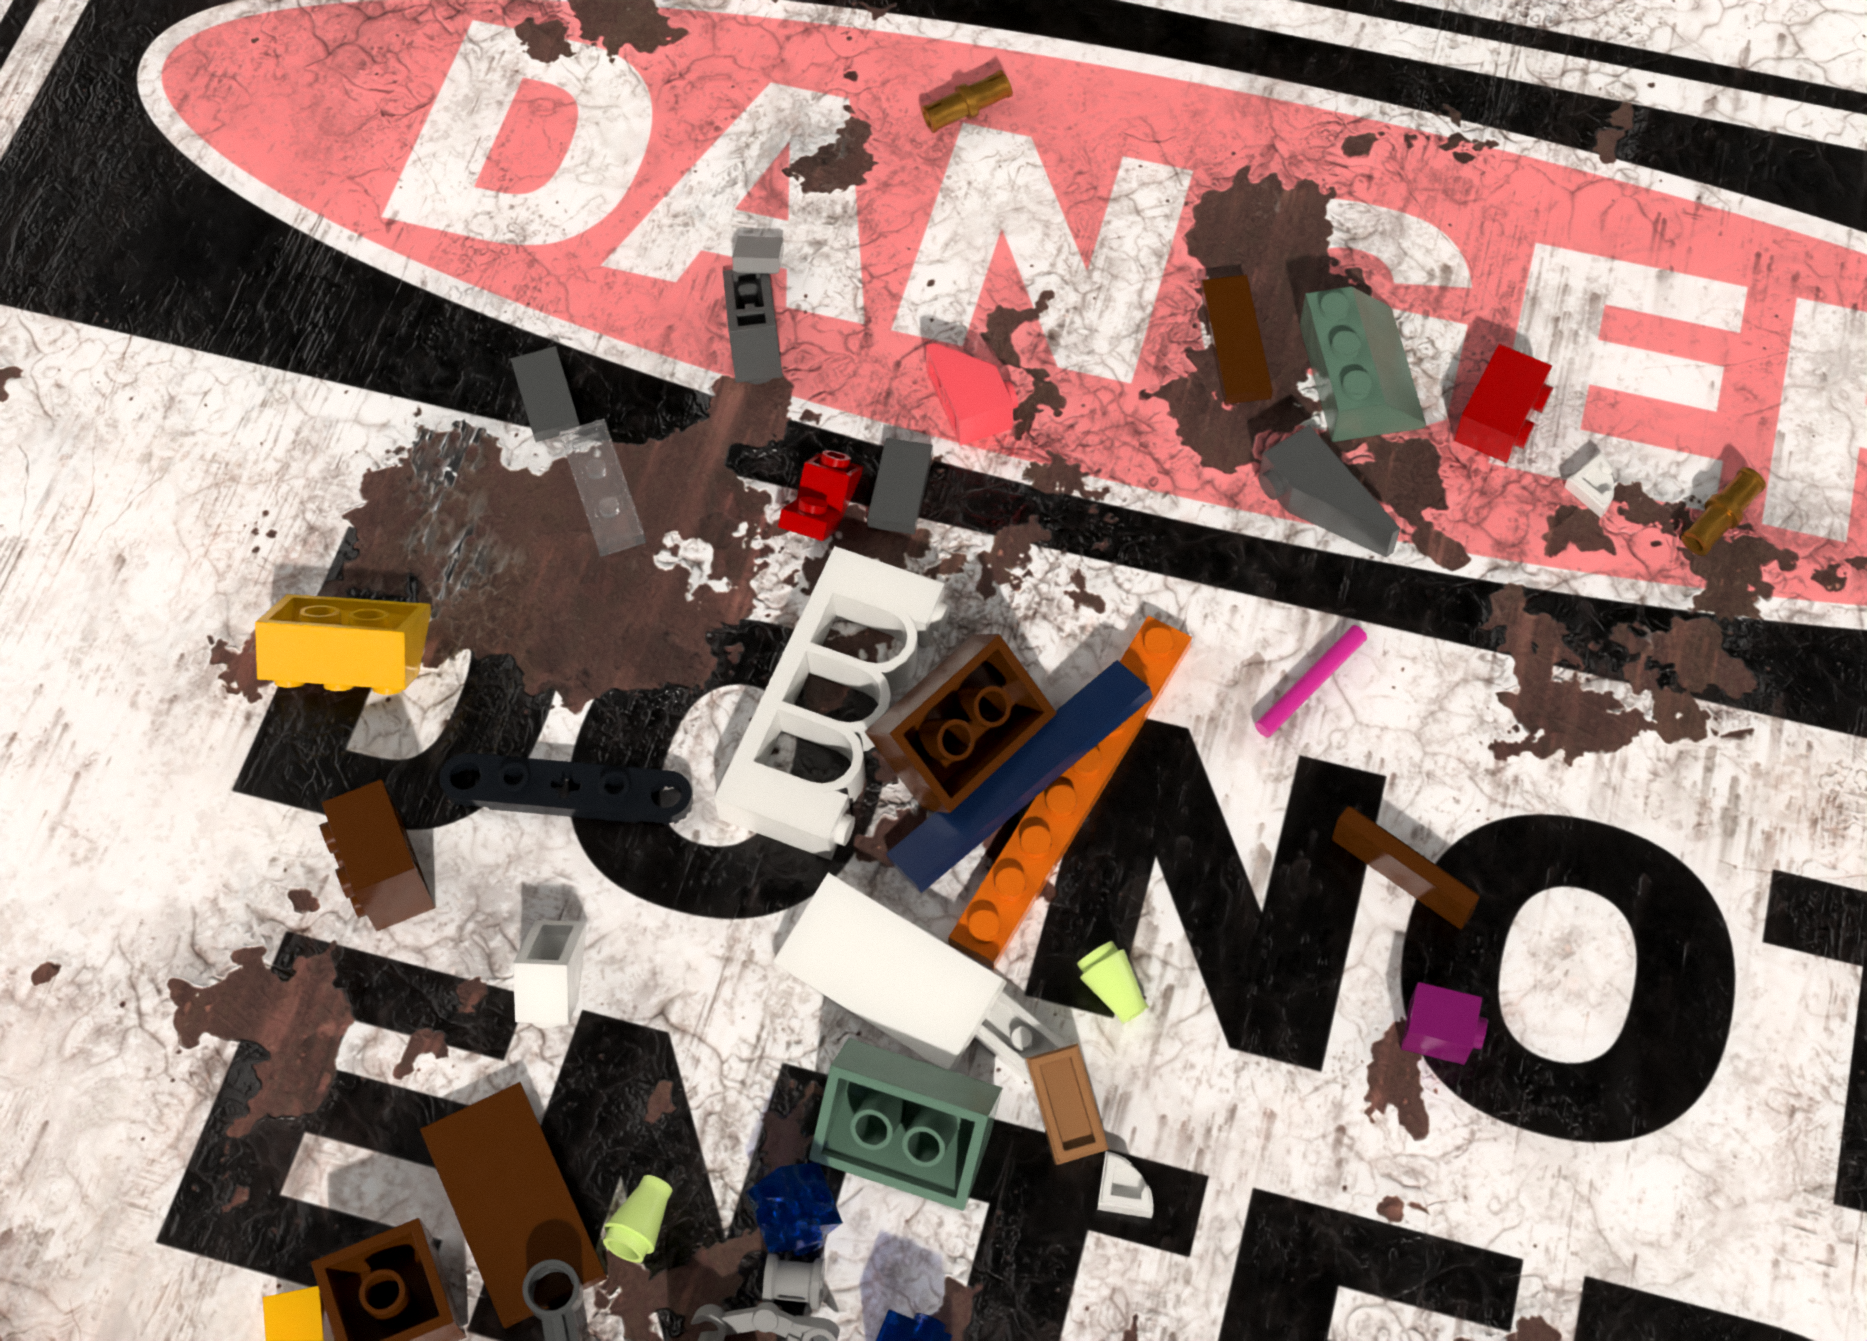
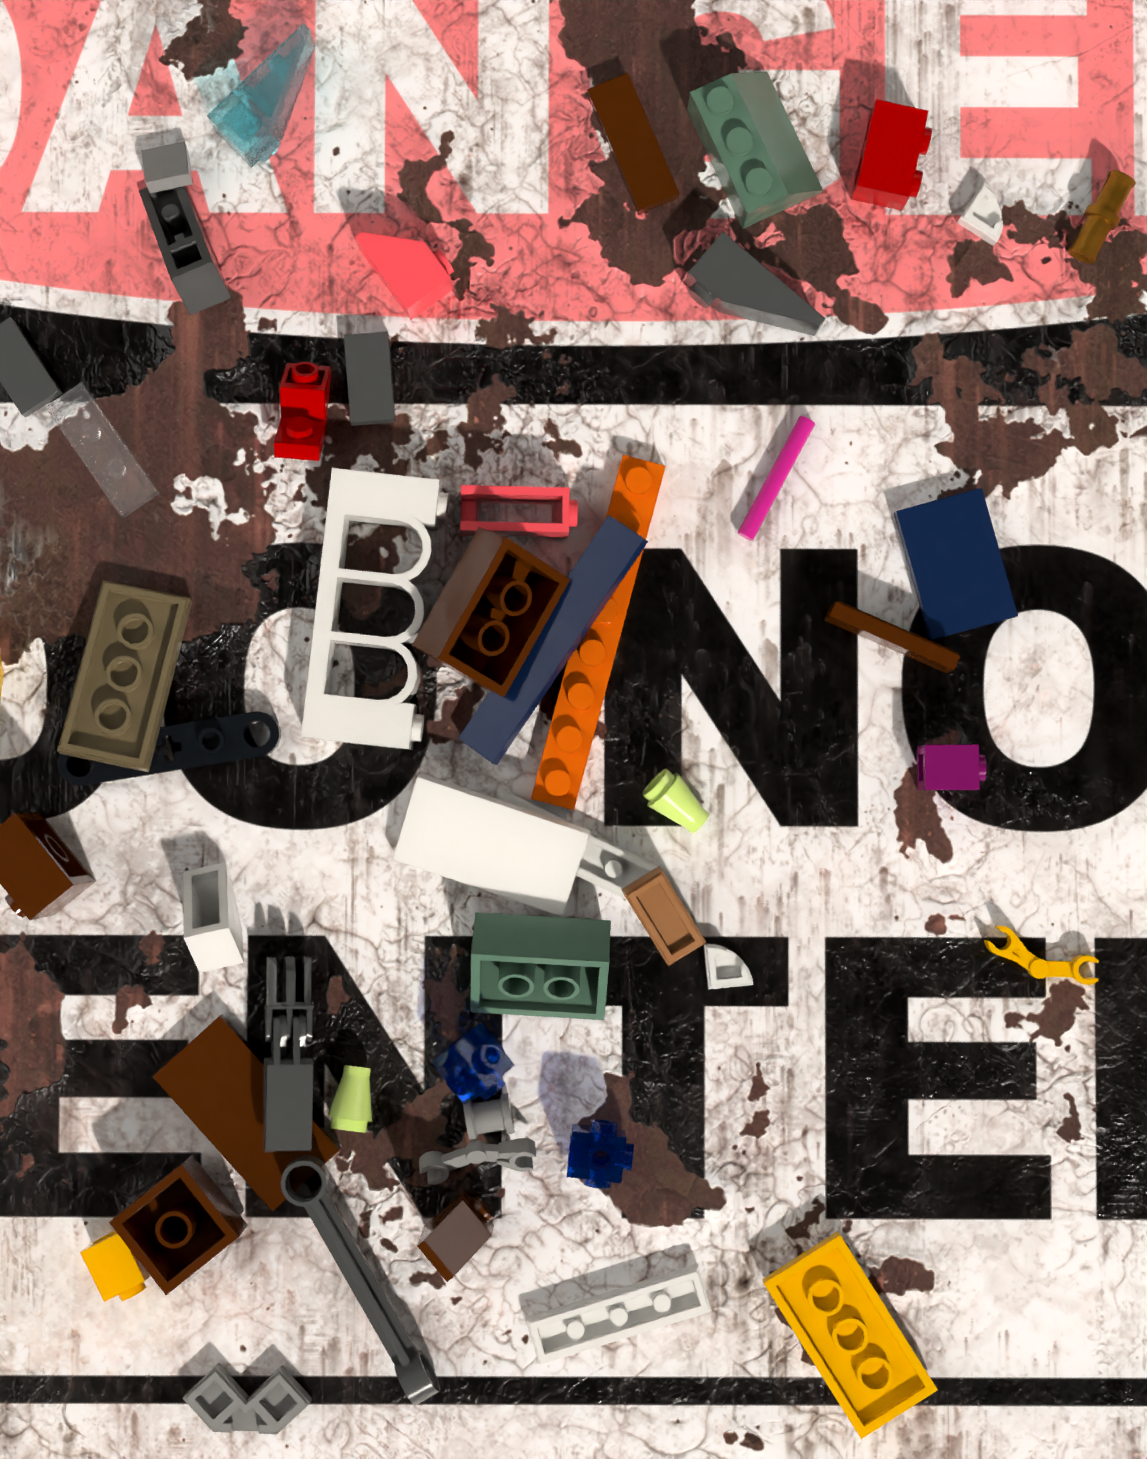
camera: 20 degrees left, 25 degrees up
(545, 701) = (125, 676): none -> dark tan tile
(575, 1161) = (288, 1080): none -> dark grey arm
(871, 222) = (260, 107): none -> clear light blue slope
(1041, 642) = (517, 510): none -> coral window
(1495, 814) = (955, 564): none -> dark blue tile
(1506, 1287) = (1036, 966): none -> yellow piece

